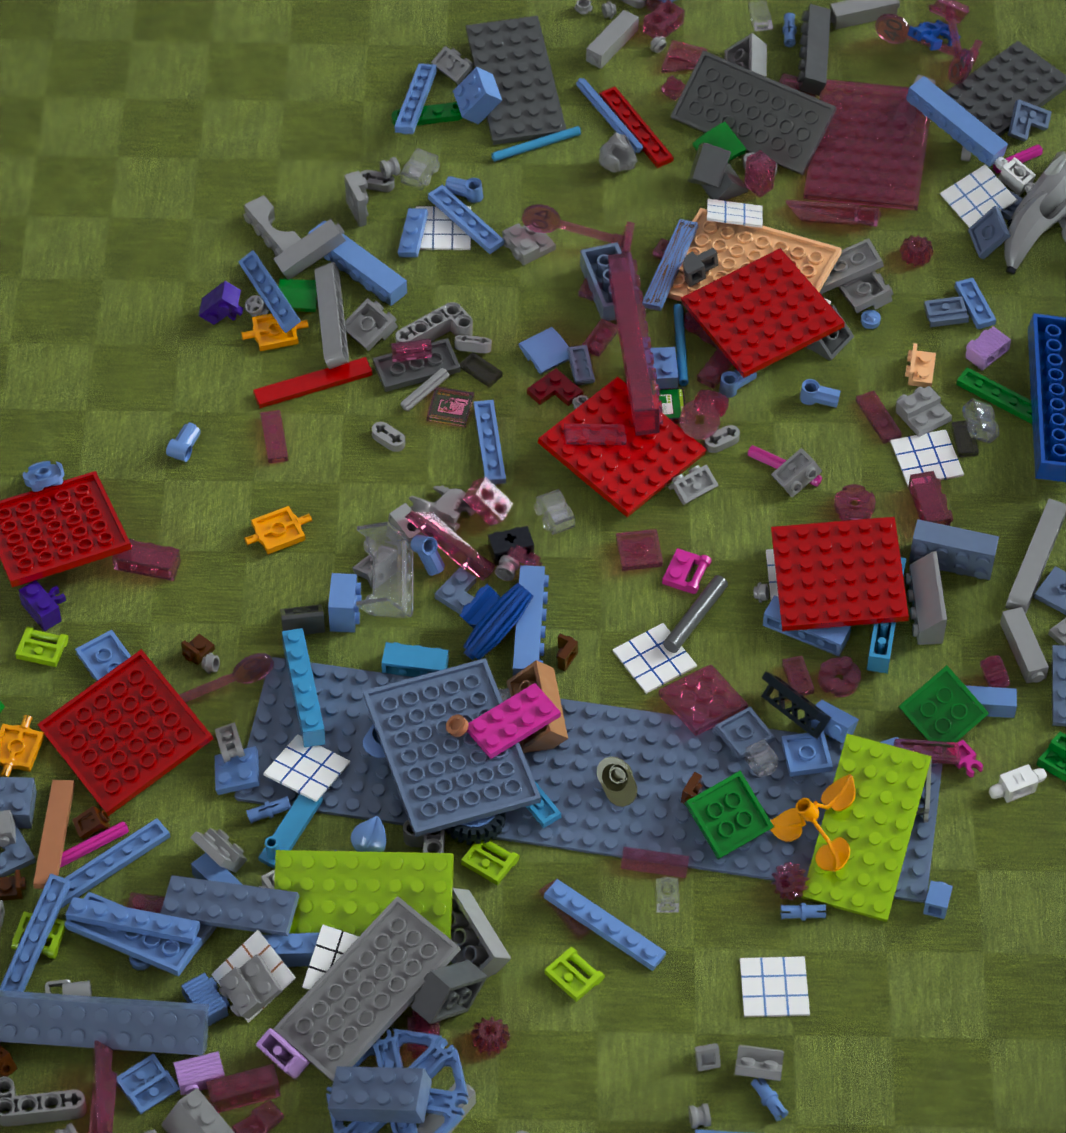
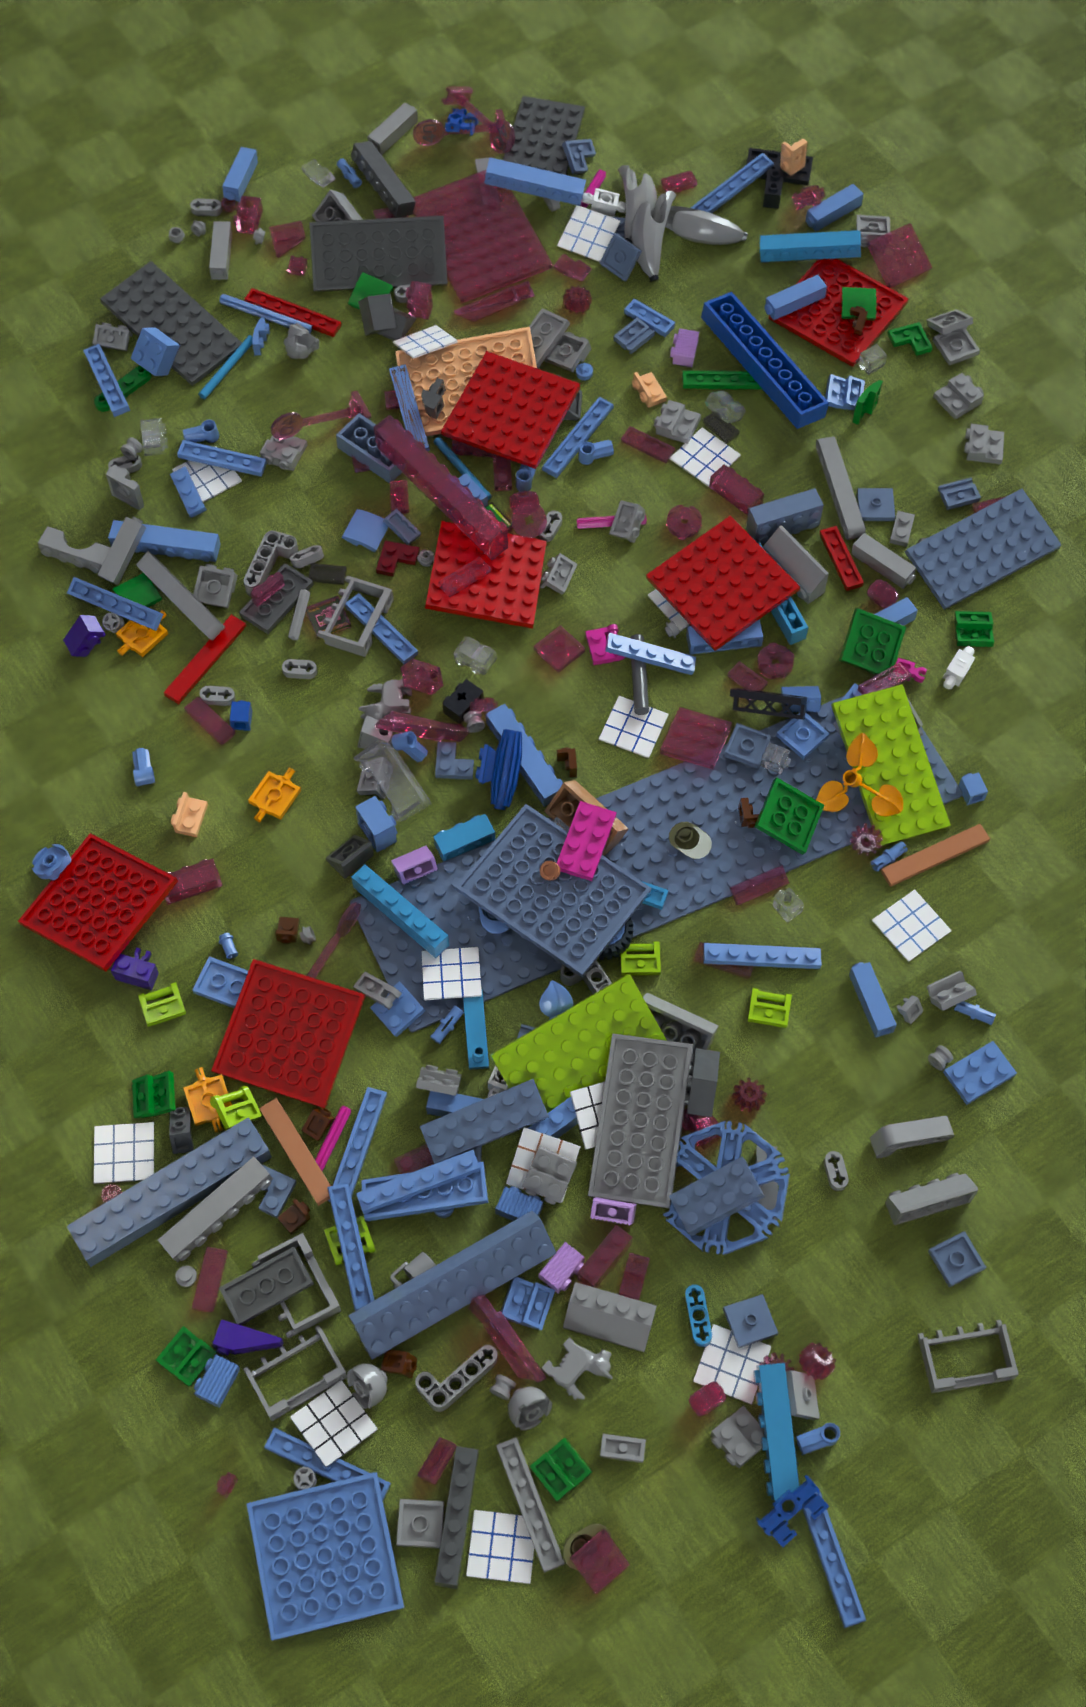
camera: 35 degrees left, 10 degrees up
(25, 768) = (238, 1112): none -> lime plate
(137, 627) = (227, 943): none -> medium blue pin
(191, 504) = (188, 815): none -> light nougat bracket
(296, 420) = (217, 695): none -> light grey beam
(303, 446) = (241, 715): none -> blue brick
(350, 657) = (414, 864): none -> lavender brick
(464, 444) = (363, 645): none -> light grey hinge
(588, 129) = (260, 335): none -> medium blue slope
(677, 1025) = (872, 999): none -> medium blue brick
(719, 600) = (650, 654): none -> plate
(820, 372) = (578, 435): none -> medium blue tile
(851, 938) = (935, 855): none -> nougat tile
(936, 221) = (572, 269): none -> clear pink slope
(983, 620) = (841, 558): none -> red plate

